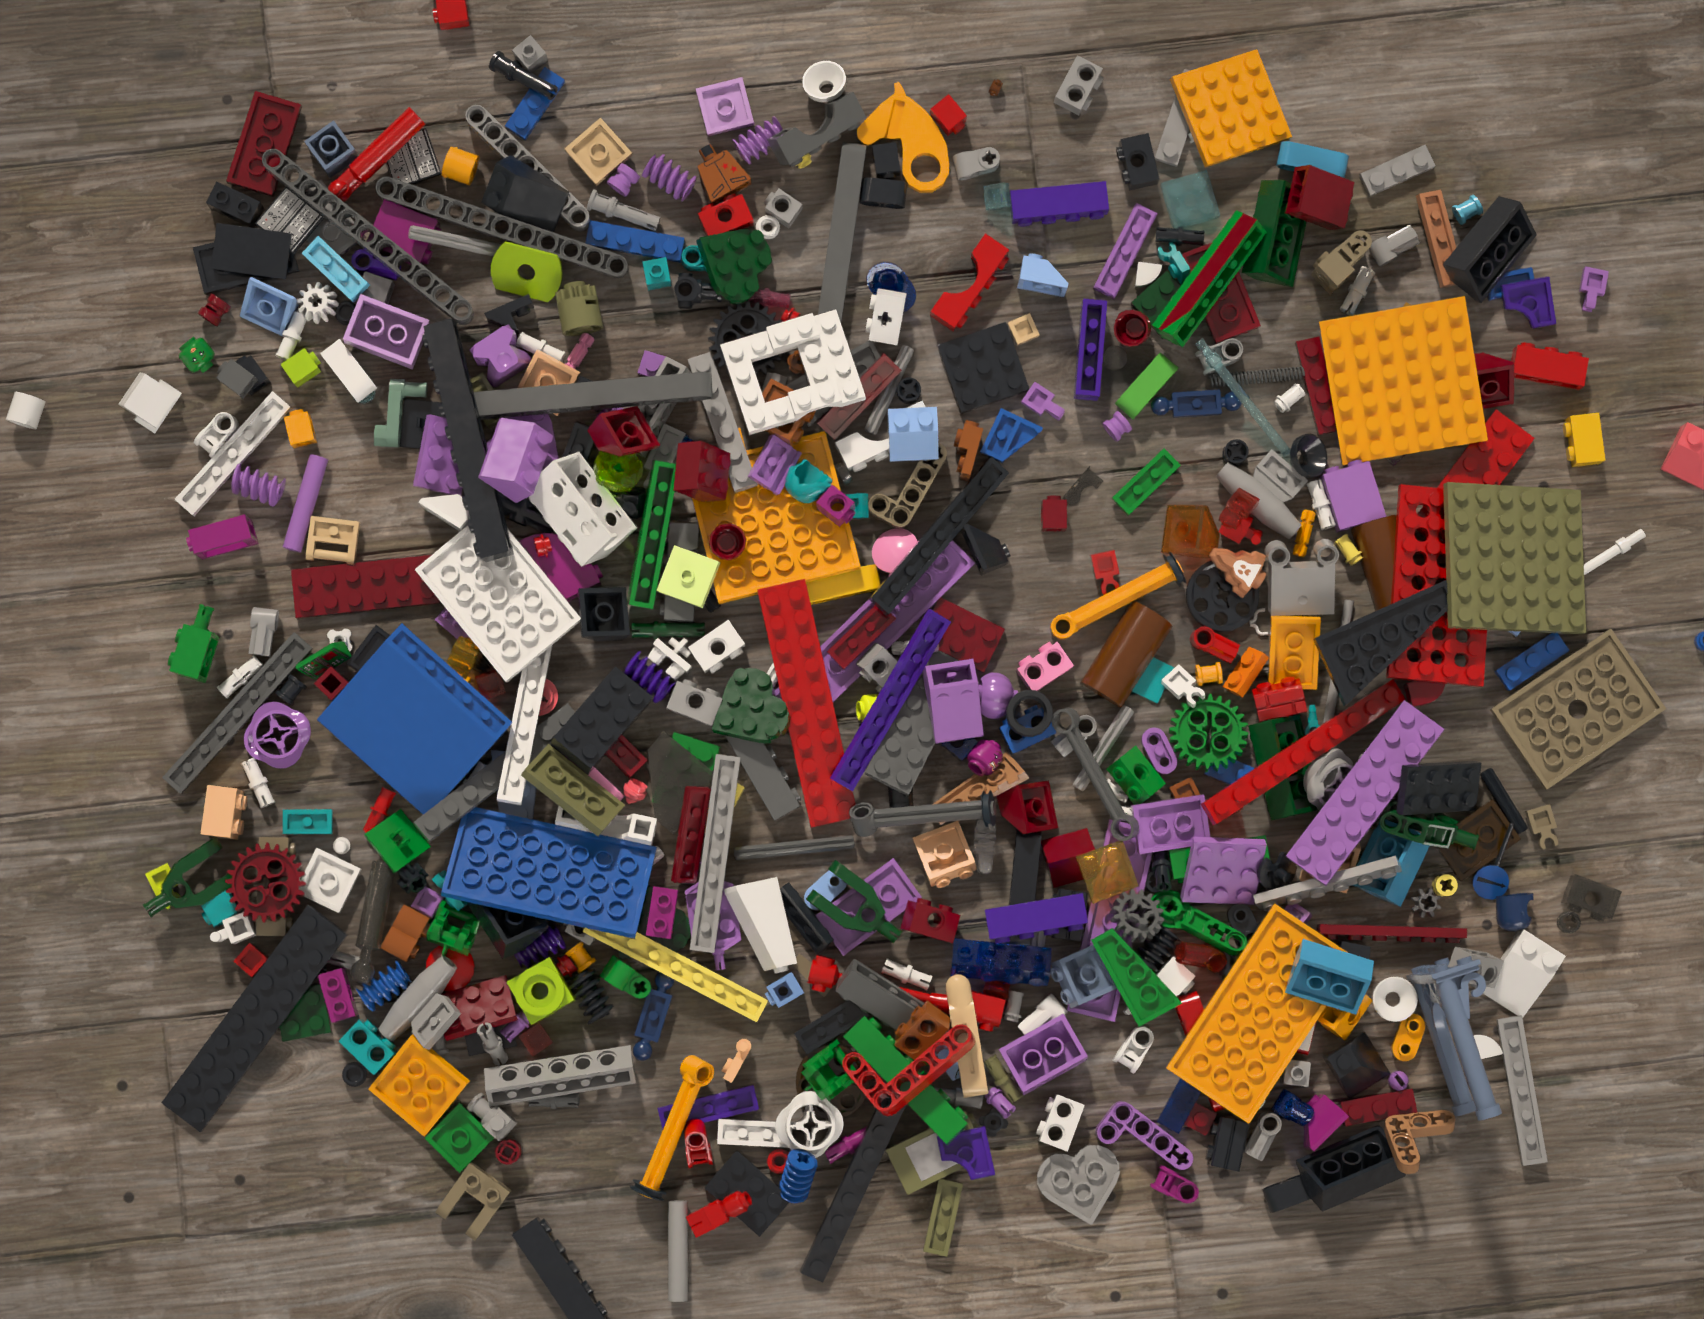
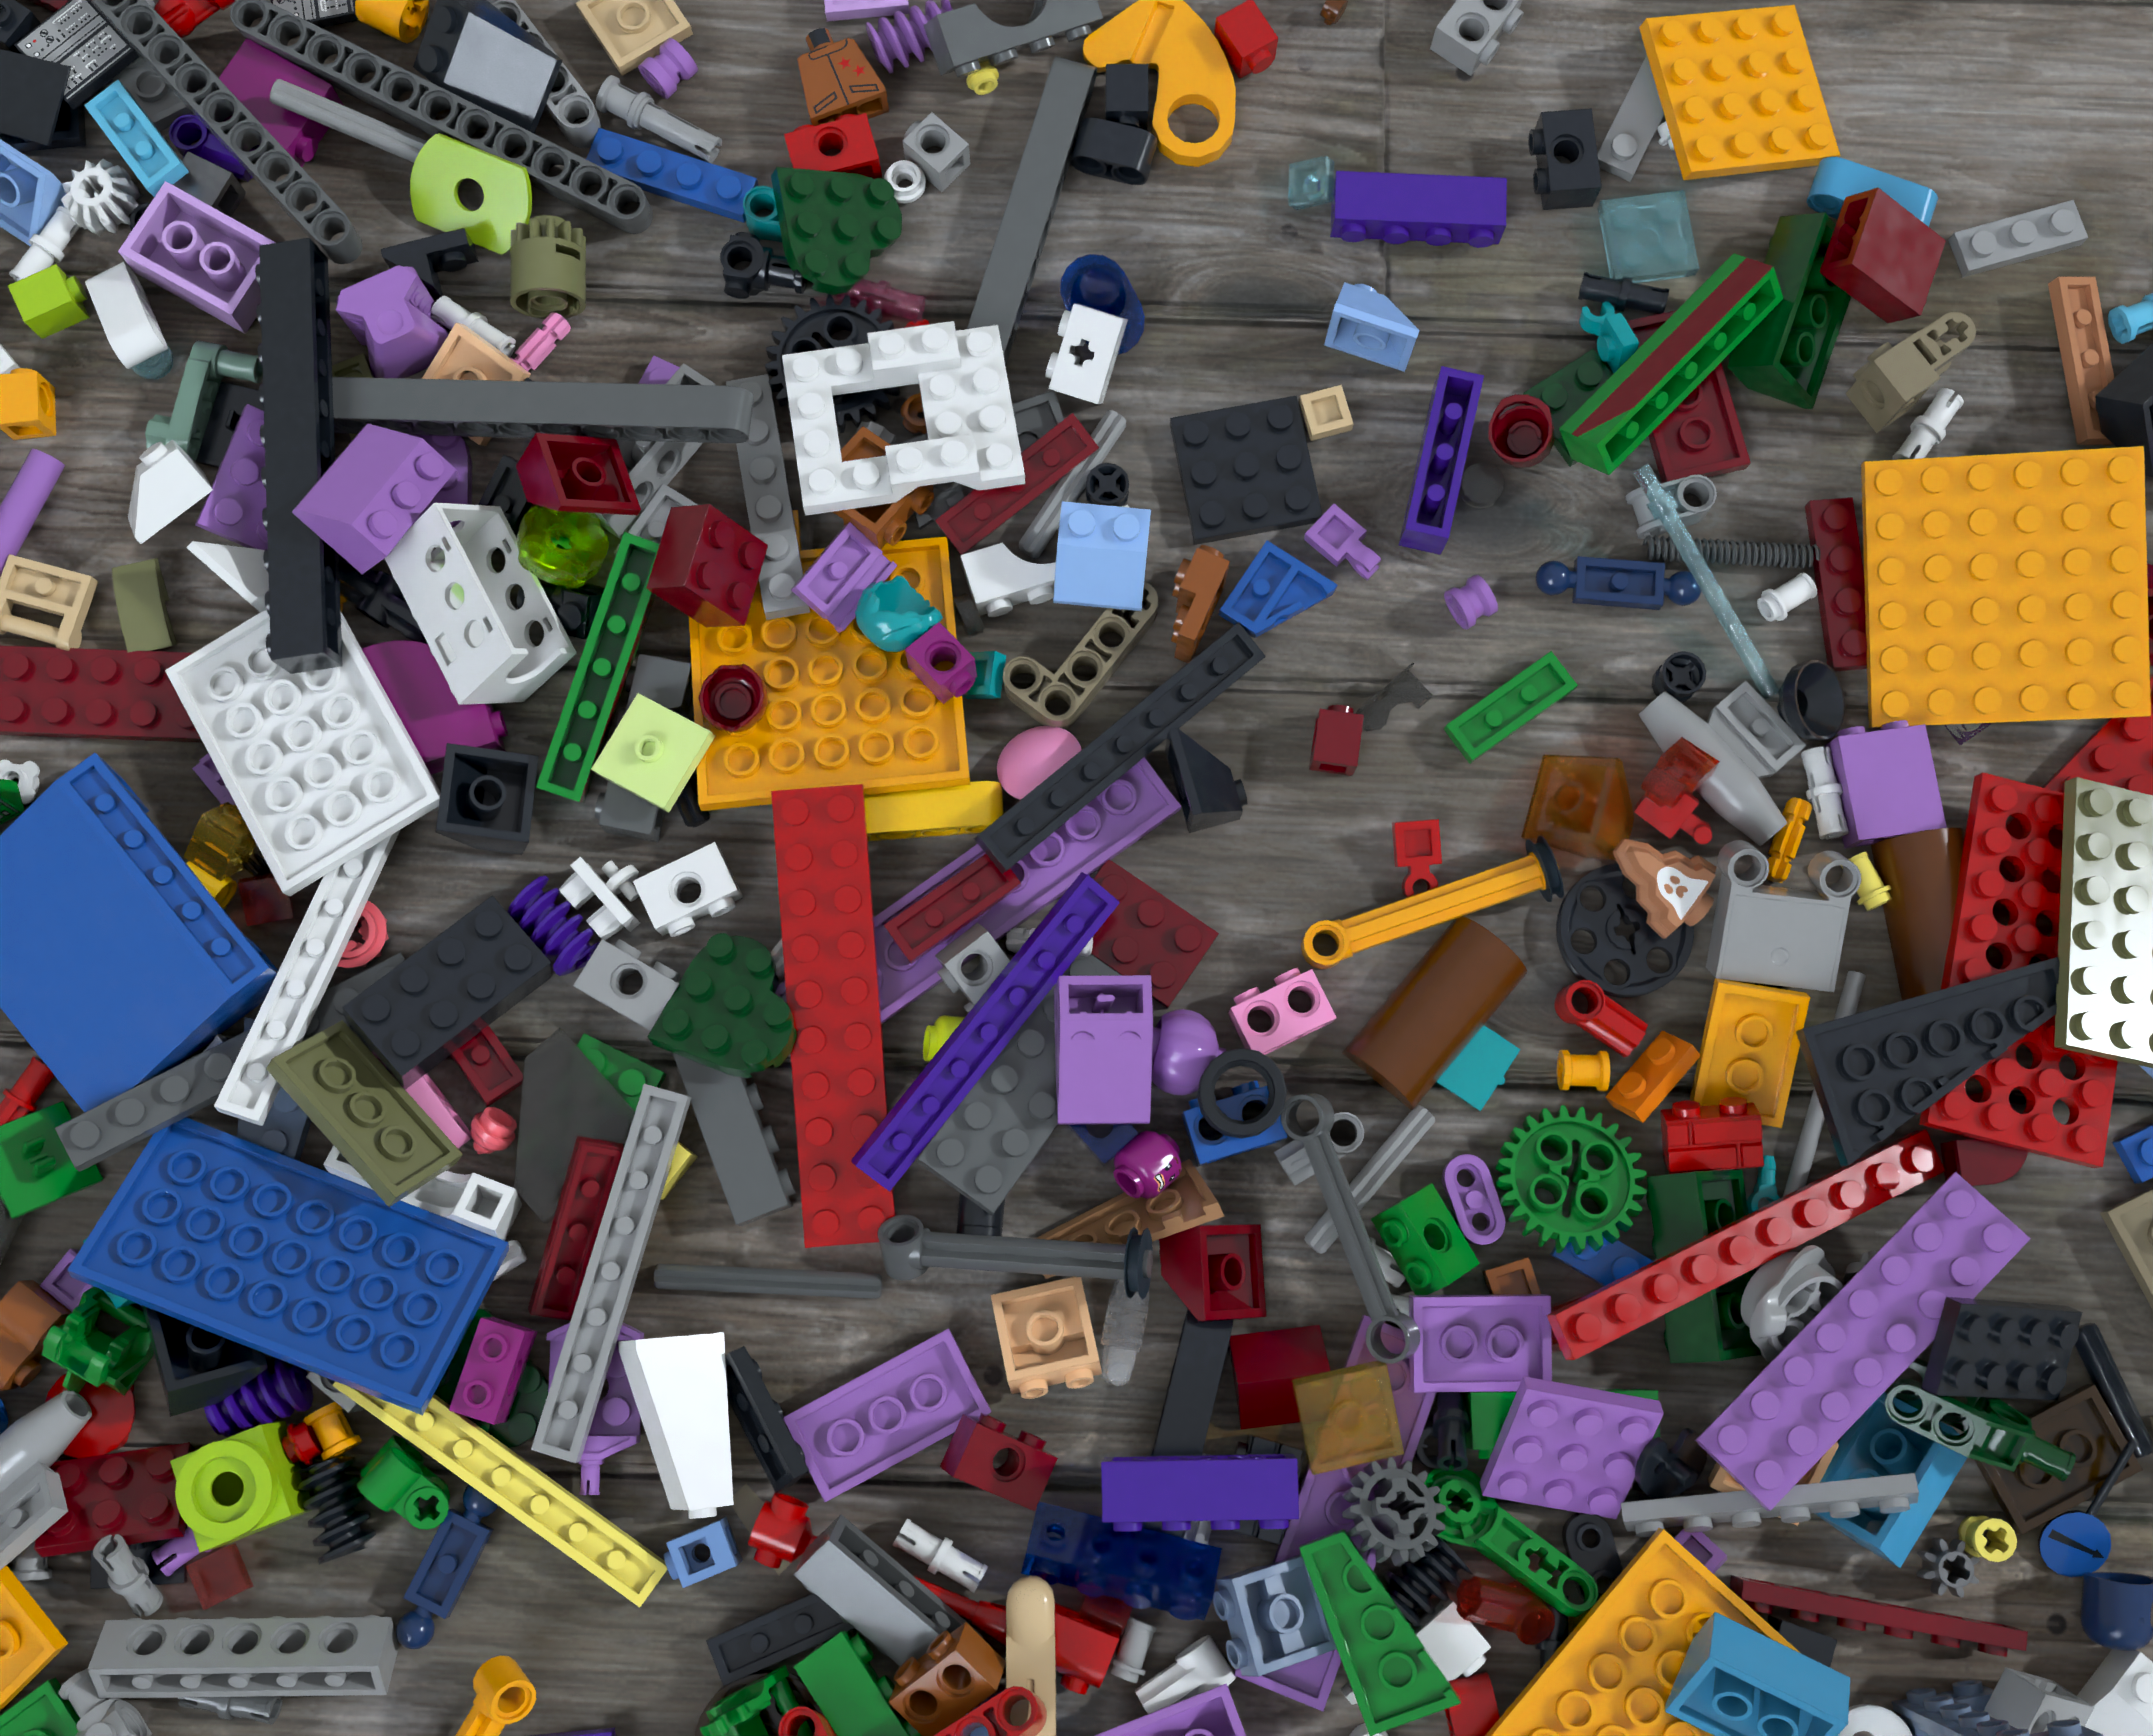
camera: 15 degrees right, 5 degrees down
(389, 533) = (142, 607): none -> olive slope
(393, 471) = (164, 488): none -> white slope
(412, 878) = (49, 1233): black gear -> none
(542, 545) = (400, 660): red plate -> none
(657, 273) = (696, 228): teal brick -> none
(657, 630) = (603, 846): dark green pin -> none
(669, 177) = (746, 72): medium lavender piece -> none
(732, 1066) = (578, 1688): light nougat plate -> none
(824, 888) = (813, 1369): light blue plate -> none
(856, 923) = (894, 1409): dark green piece -> none
(952, 307) = (1208, 356): red arch -> none
(973, 163) = (1279, 122): light grey piece -> none
(1125, 251) = (1523, 307): medium lavender tile -> none
(1146, 273) = (1556, 349): white tile -> none
(1146, 386) = (1532, 539): bright green beam -> none
(1181, 683) = (1532, 1080): white plate -> none
(1254, 625) = (1677, 995): white piece -> none
(1388, 248) = (1991, 364): light grey piece -> none

